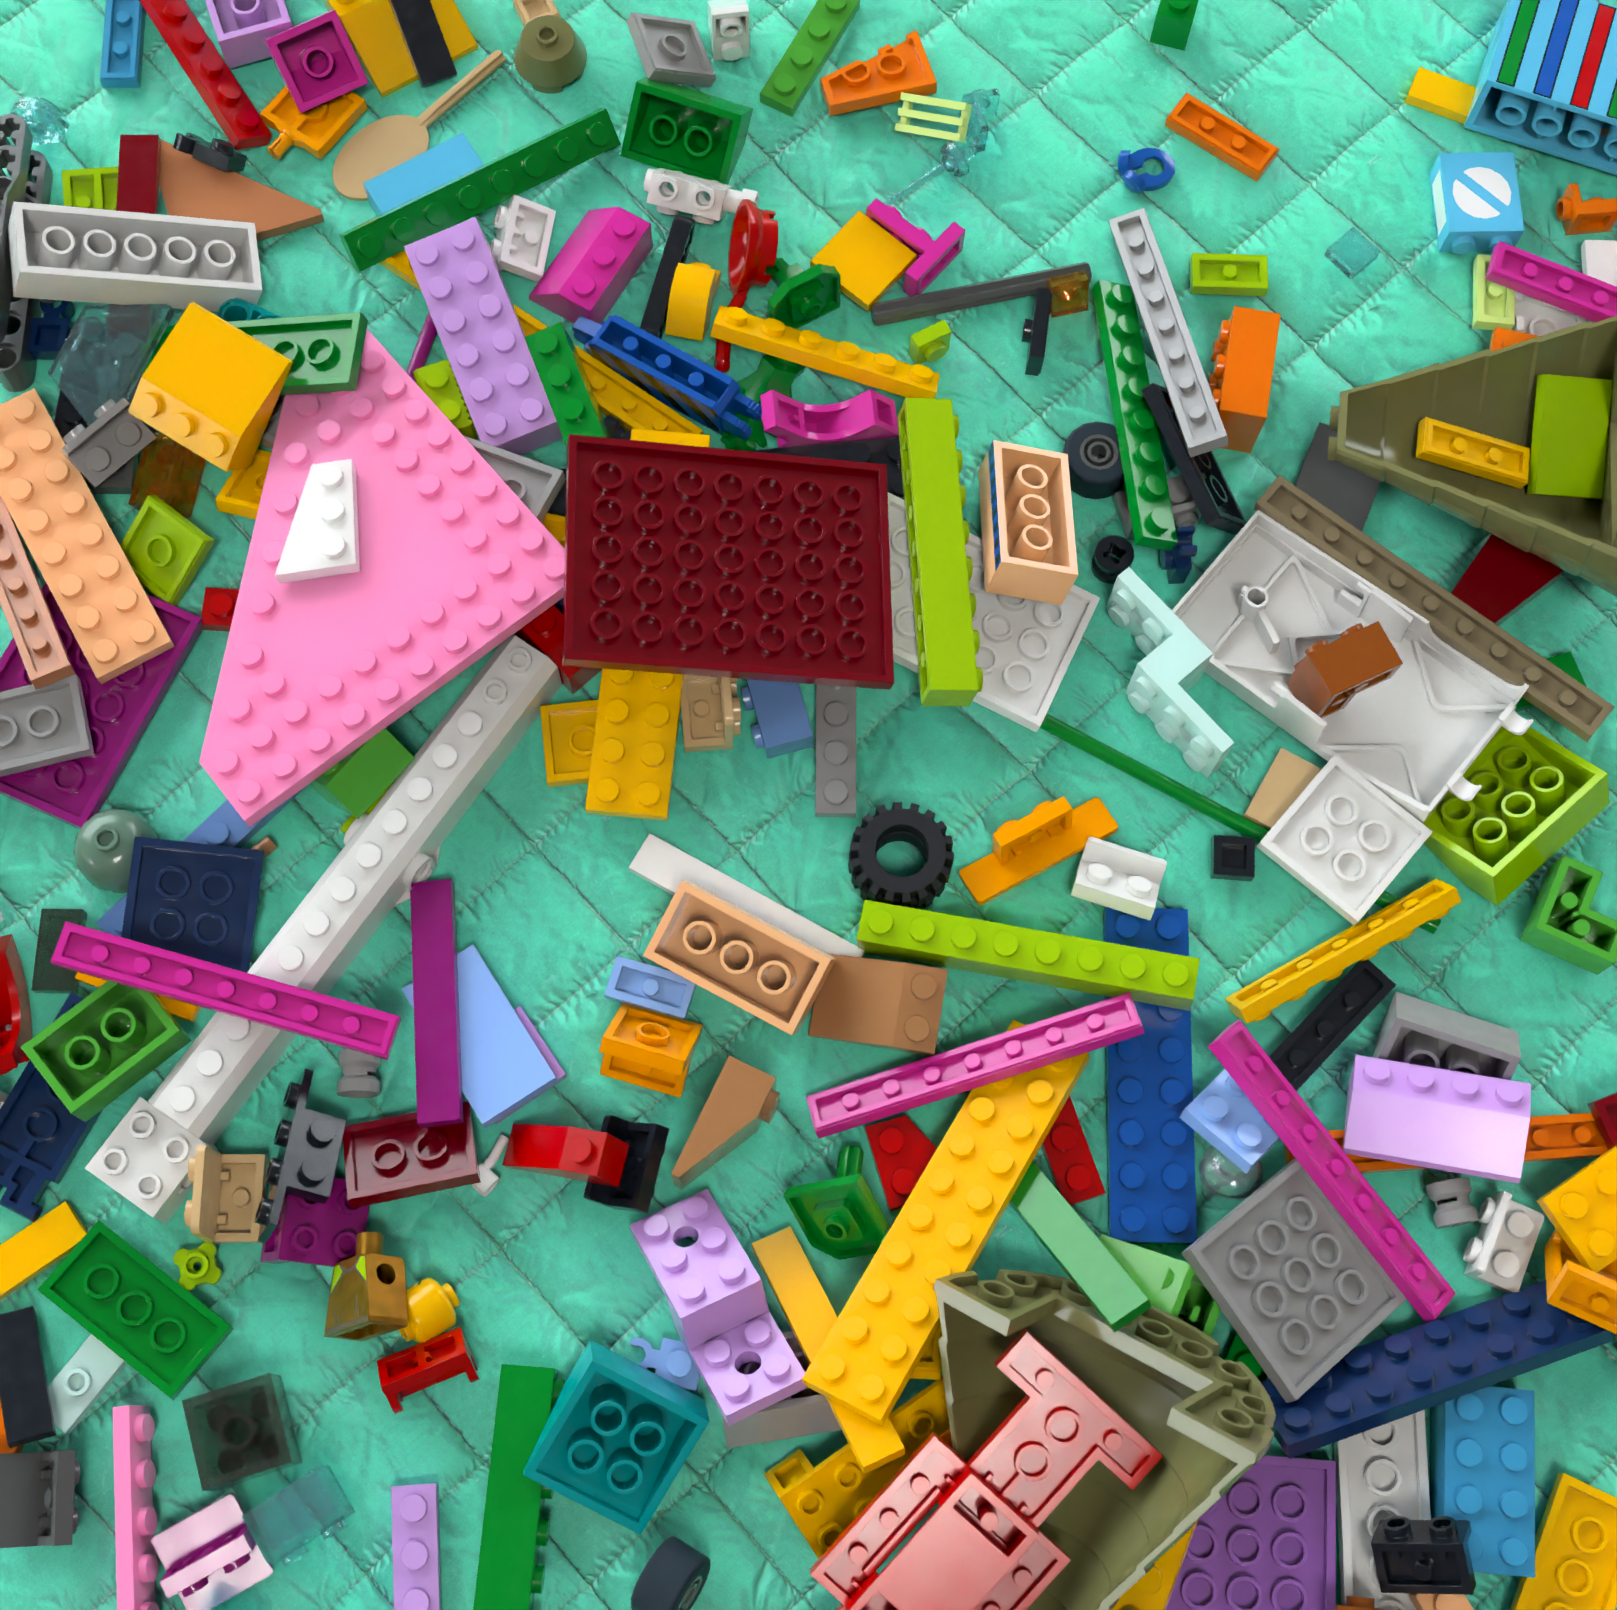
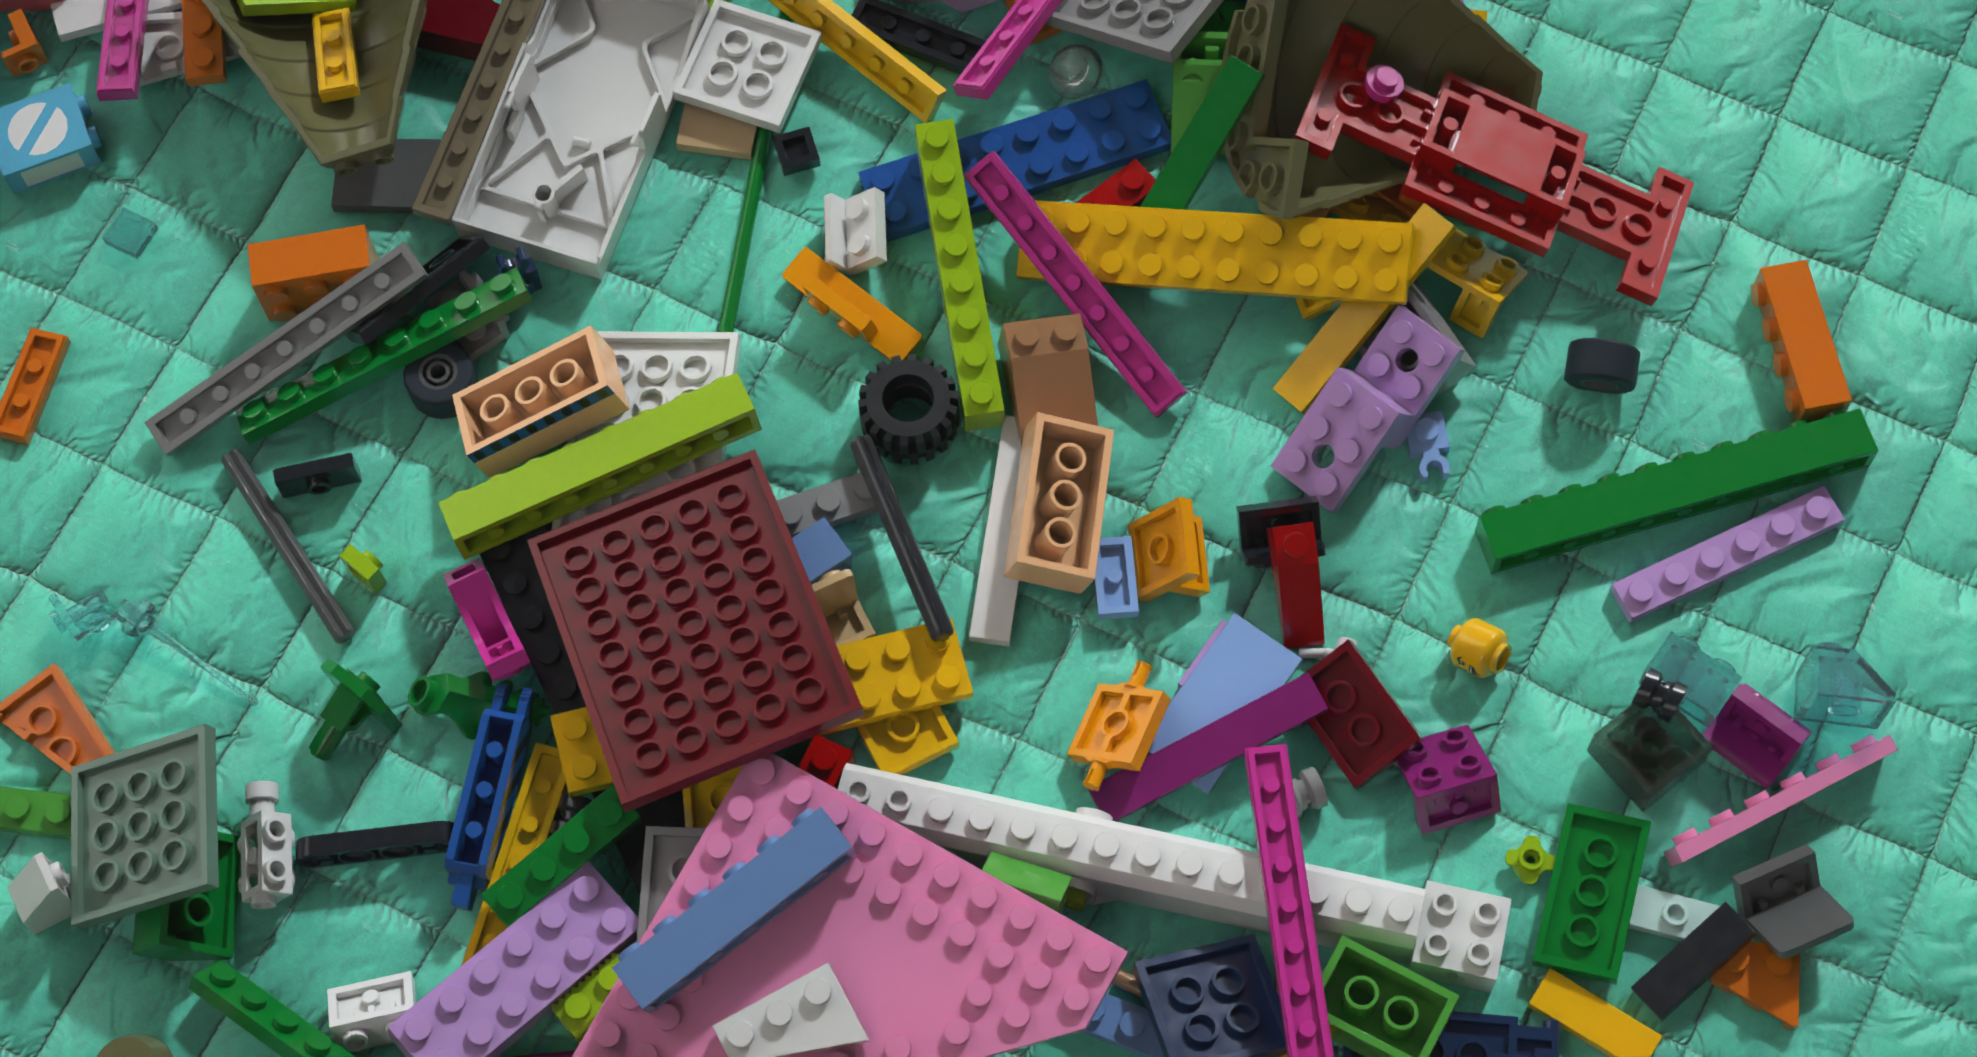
camera: 105 degrees left, 5 degrees down
(225, 1195) = (1461, 851): tan bracket -> none
(268, 1453) = (1660, 695): none -> black wheel
(305, 1157) = (1400, 797): bracket -> none
(367, 1293) = (1489, 693): pearl gold torso -> none
(425, 1366) = (1525, 623): red hinge -> none
(436, 503) = (733, 910): none -> medium blue brick
(493, 927) = (1119, 726): none -> light orange plate
(594, 265) = (380, 926): dark pink slope -> none
(616, 1437) = (1508, 446): teal slope -> none
(671, 50) = (91, 952): light grey tile -> none
(691, 300) = (392, 803): yellow brick -> none
(729, 1117) = (1213, 461): medium nougat slope -> none
(740, 94) = (144, 827): none -> sand green plate
(750, 250) = (328, 764): red piece -> none
(761, 796) = (902, 538): none -> black axle
(824, 354) = (414, 656): yellow plate -> none
(840, 1212) = (1245, 342): green piece -> none
(866, 259) = (287, 664): yellow tile -> none
(899, 1157) = (1178, 321): red wing -> none
(906, 113) = (114, 653): yellowish green tile -> none
(931, 255) = (254, 621): dark pink bracket -> none
(1065, 1467) = (1383, 83): none -> dark pink plate
(1069, 293) = (261, 459): clear orange plate -> none
(1107, 567) = (532, 338): black wheel -> none
(1144, 182) = (106, 438): blue piece -> none
(1167, 672) = (645, 245): light aqua bracket -> none
(1228, 274) = (193, 329): lime plate -> none
(1230, 1122) = (1035, 79): light blue plate -> none
(1341, 669) = (601, 92): dark orange brick -> none
(1491, 302) = (156, 97): yellowish green plate -> none

